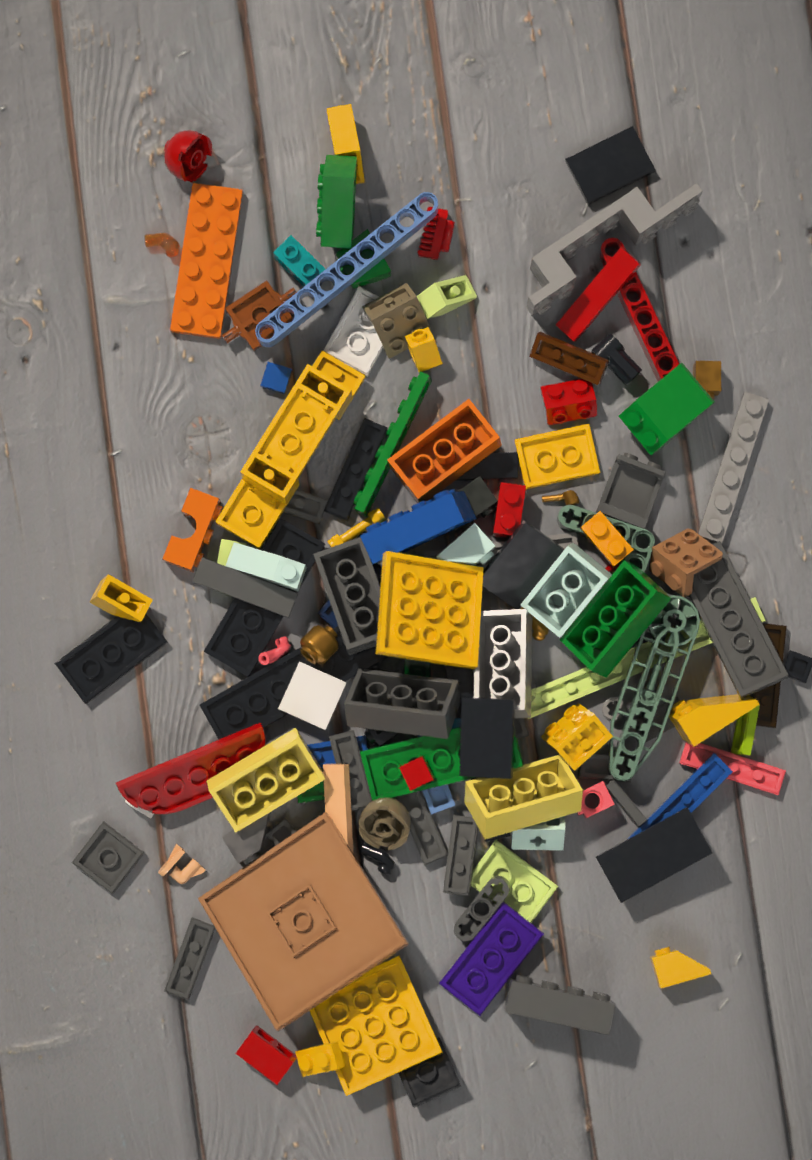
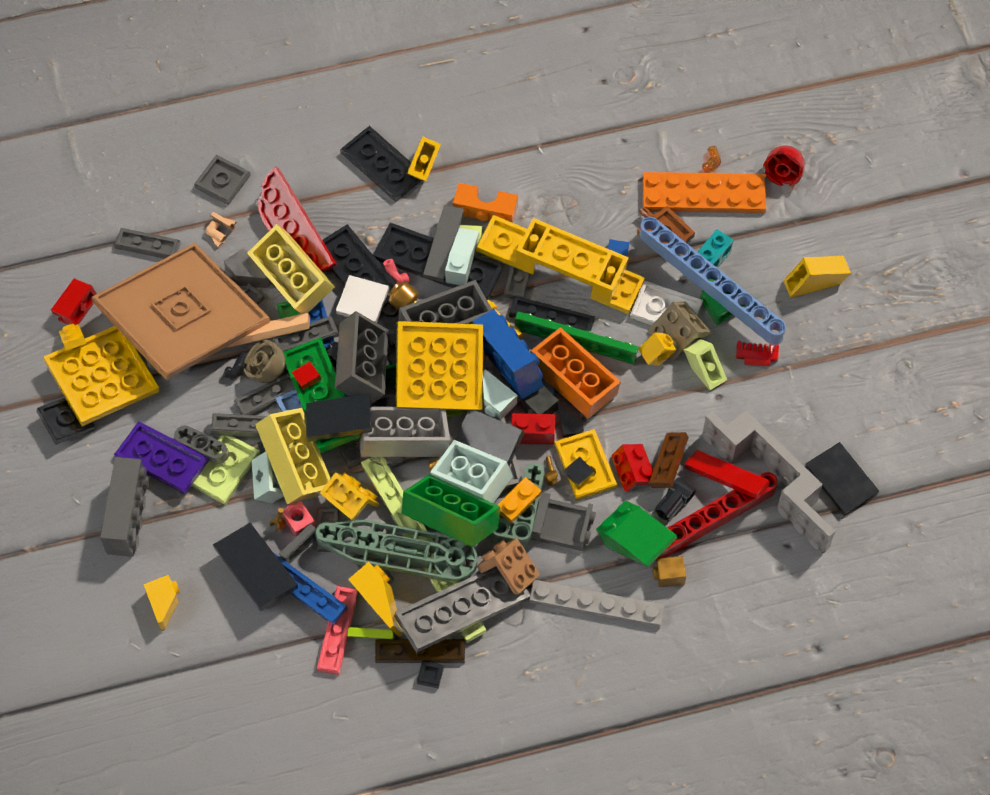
camera: 80 degrees right, 20 degrees down
(336, 201) = (766, 265): green brick -> none
(571, 464) = (579, 472): none -> black tile
(592, 823) = (279, 520): none -> pearl gold hand

